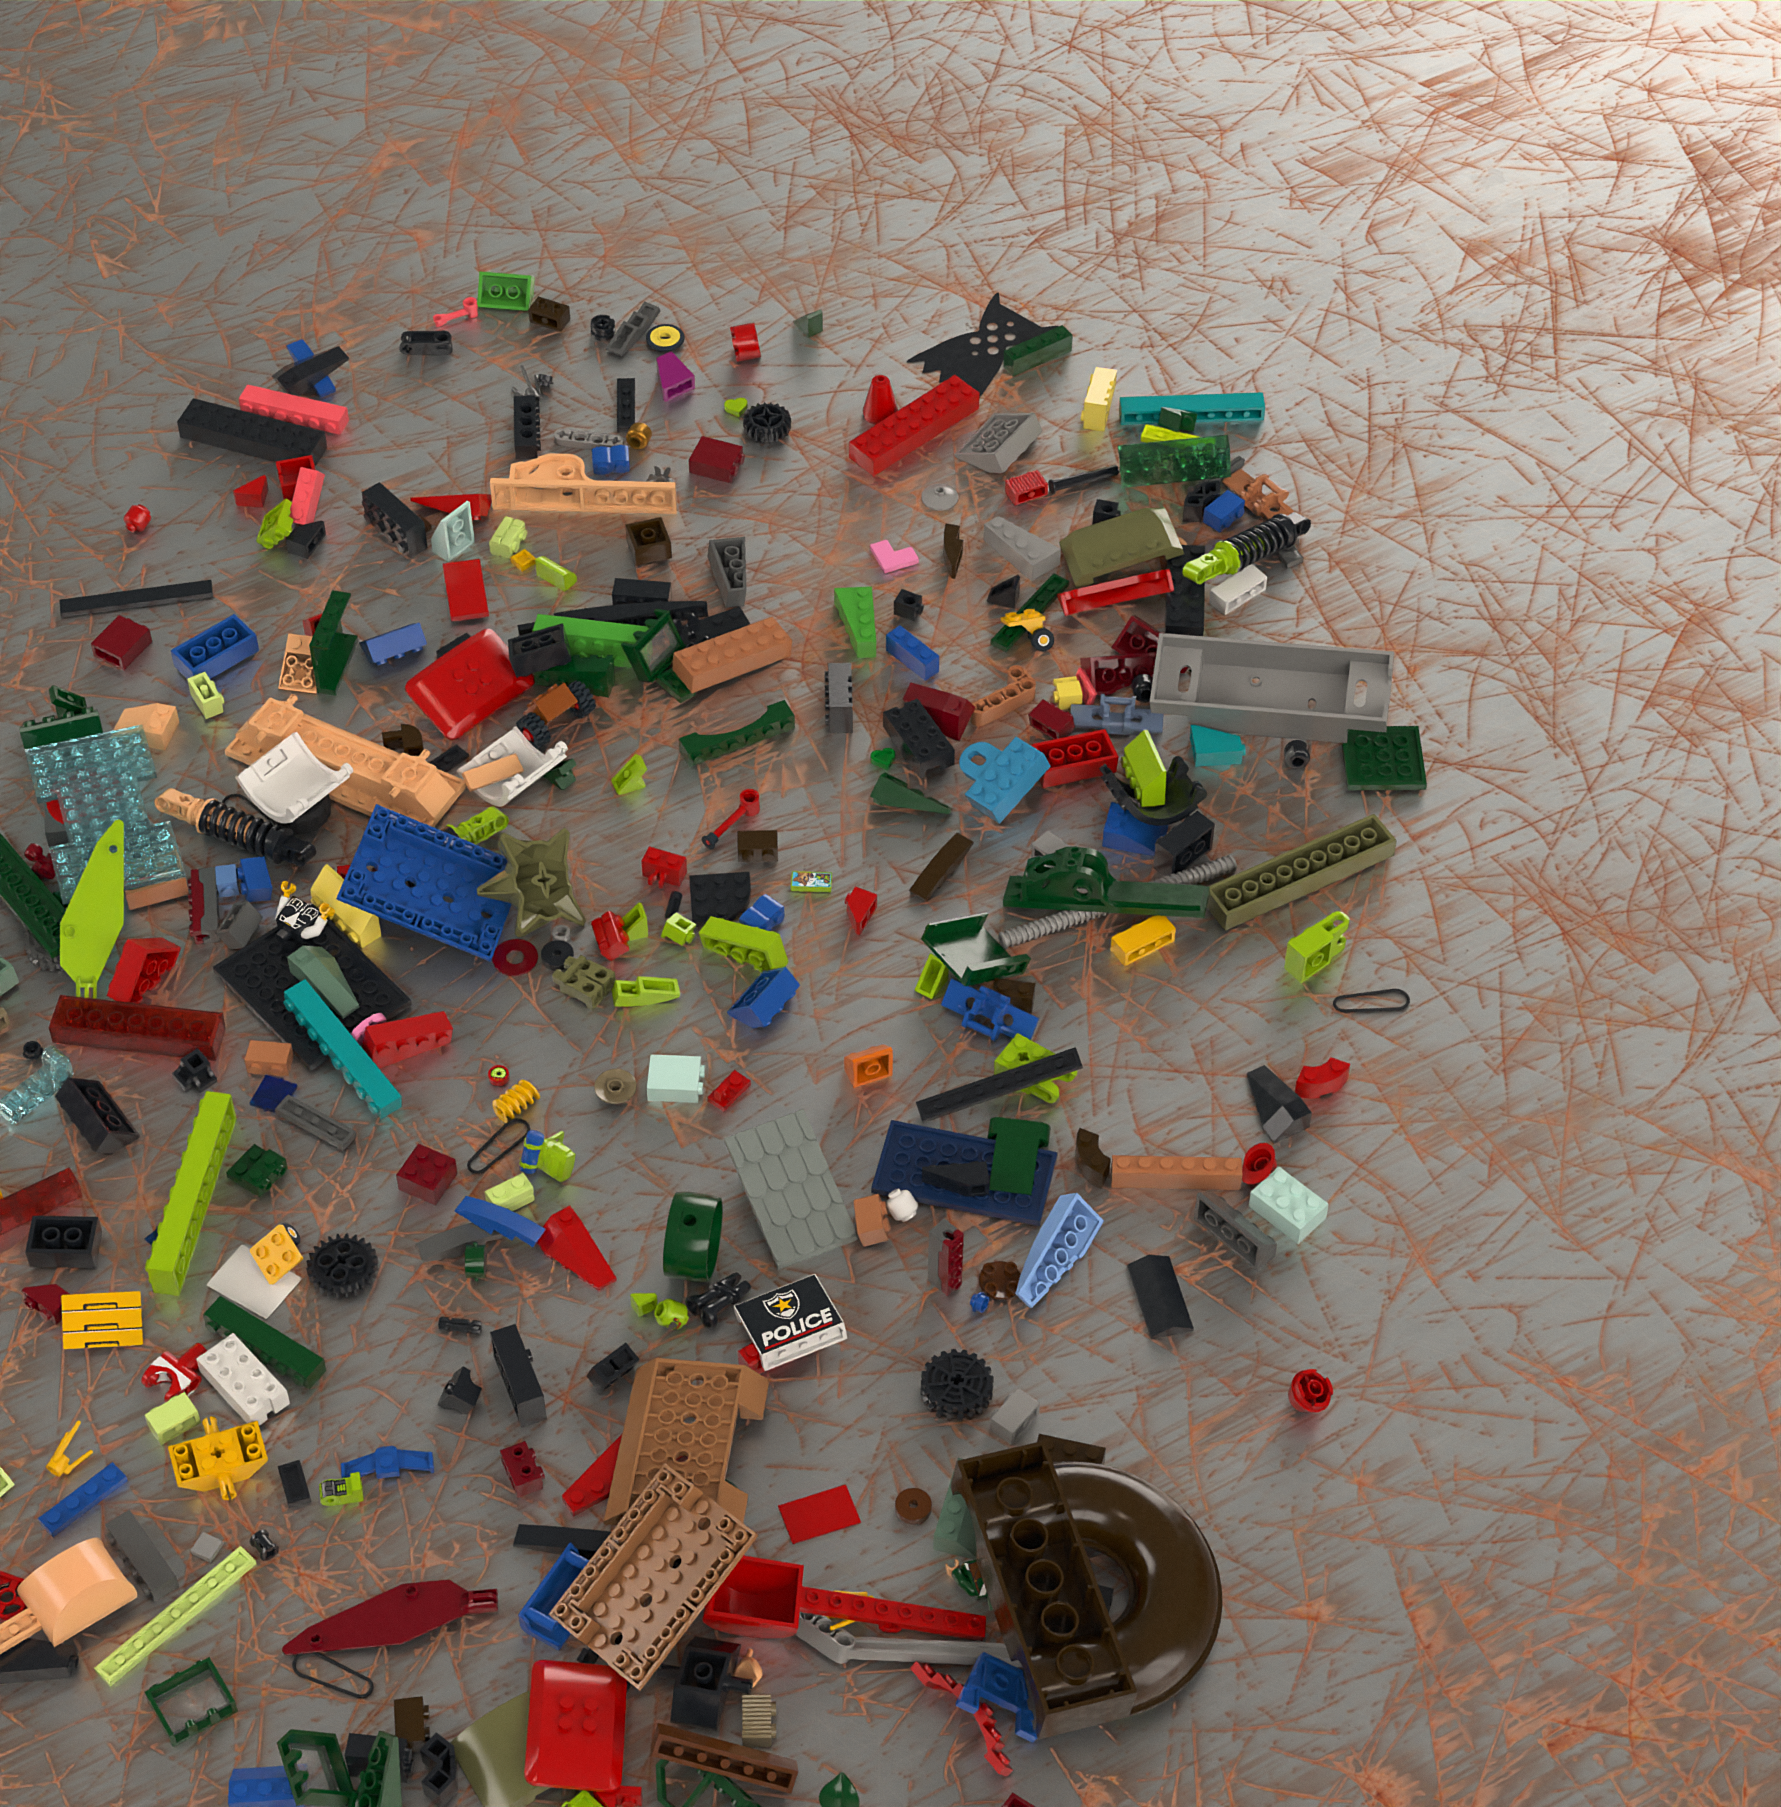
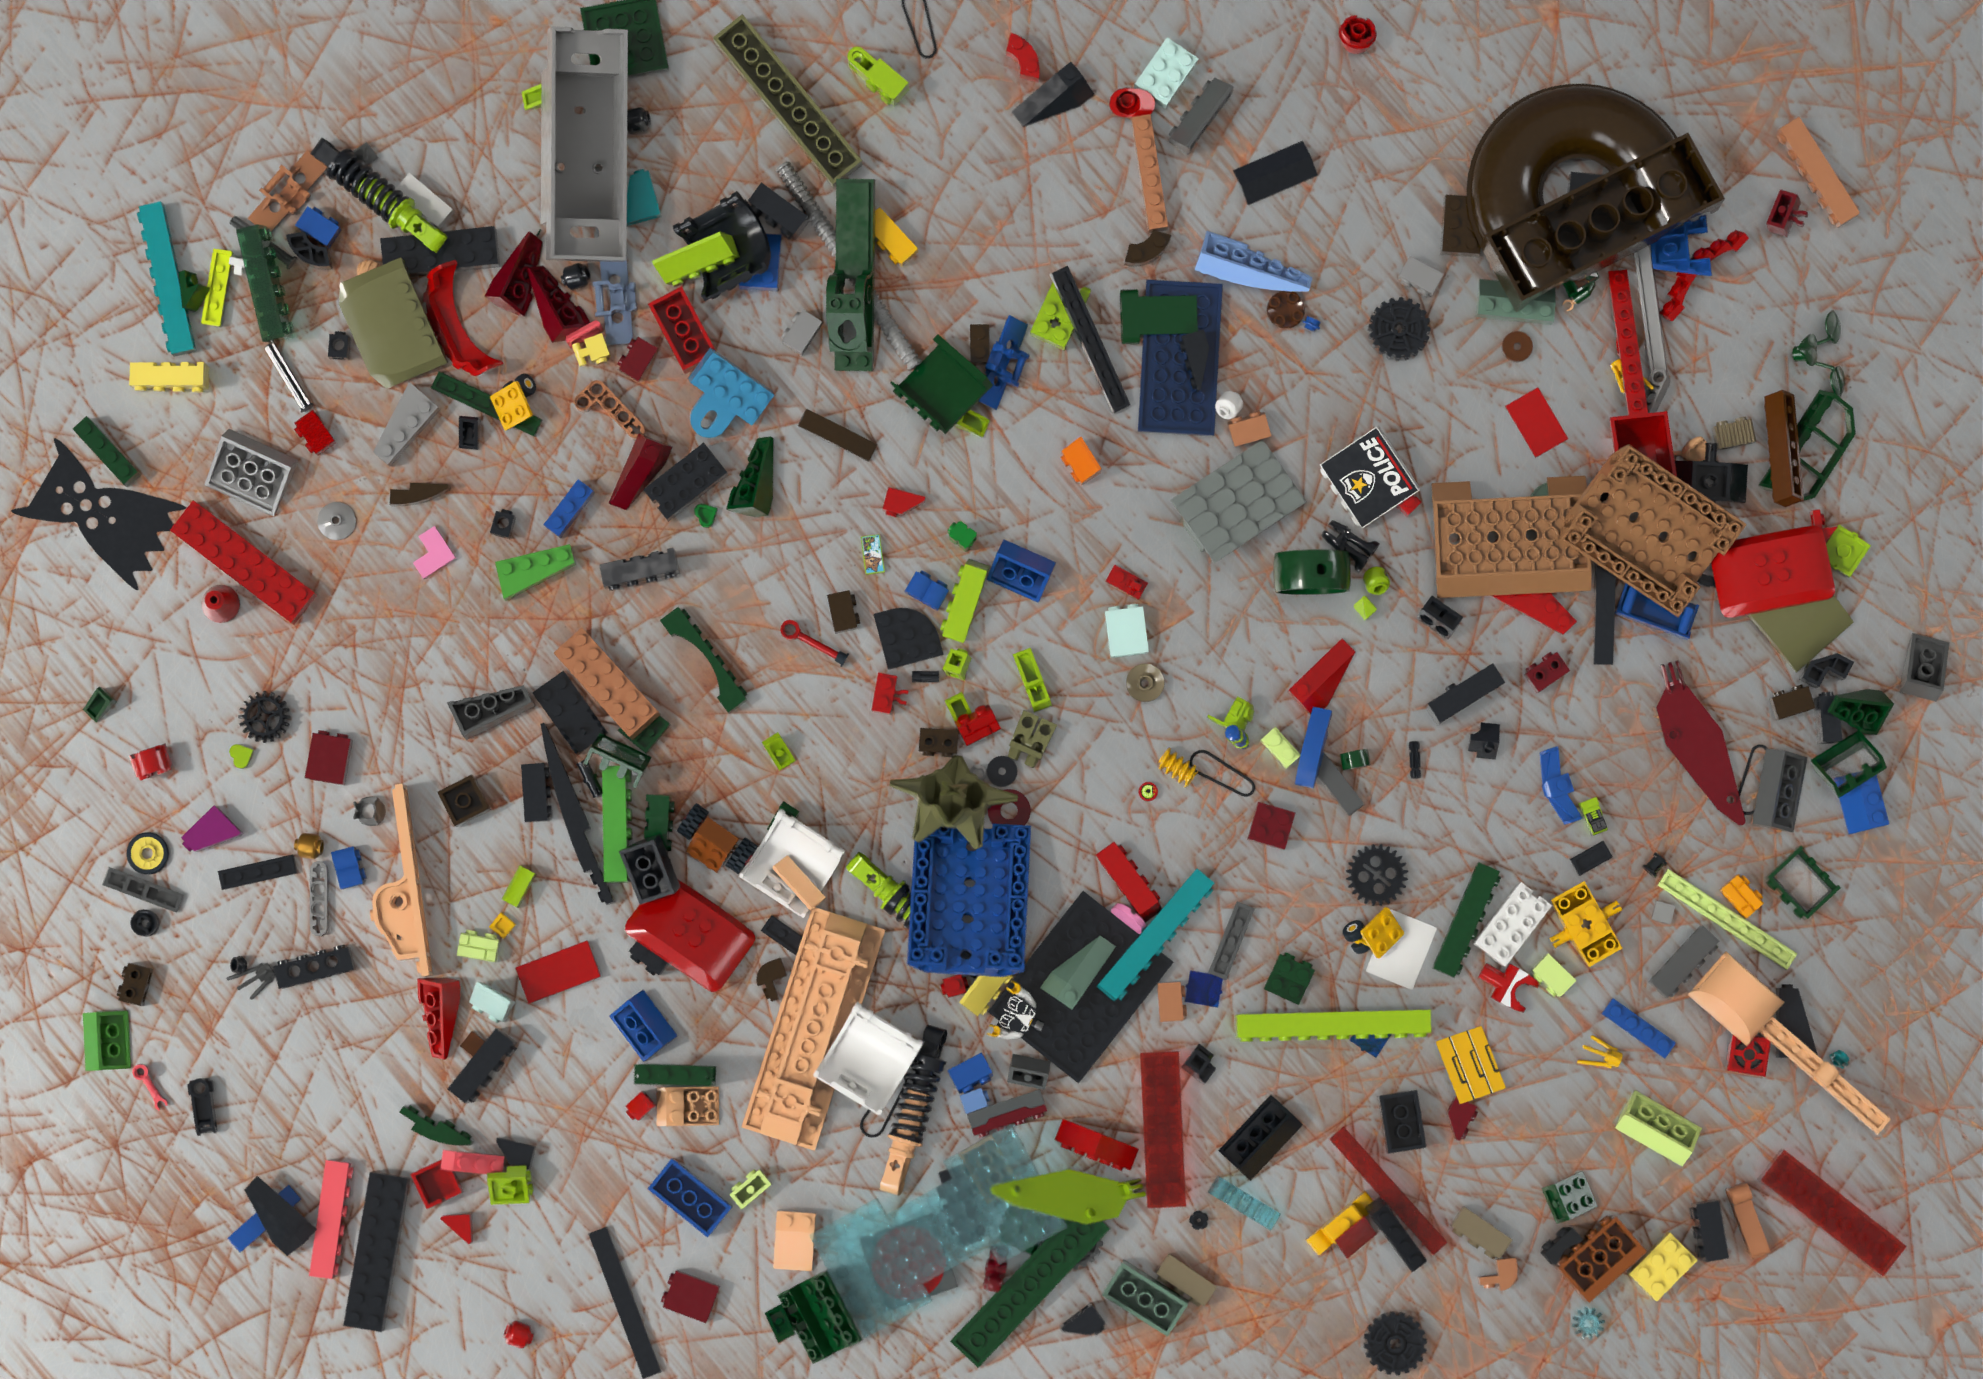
camera: 100 degrees left, 35 degrees up
(197, 1631) = (1742, 896): none -> light orange brick
(309, 1696) = (1779, 790): none -> dark grey slope
(345, 488) = (442, 1133): none -> dark green slope
(602, 898) = (938, 741): none -> dark brown brick
(811, 947) = (962, 535): none -> green brick
(945, 1257) = (1289, 356): piece -> none

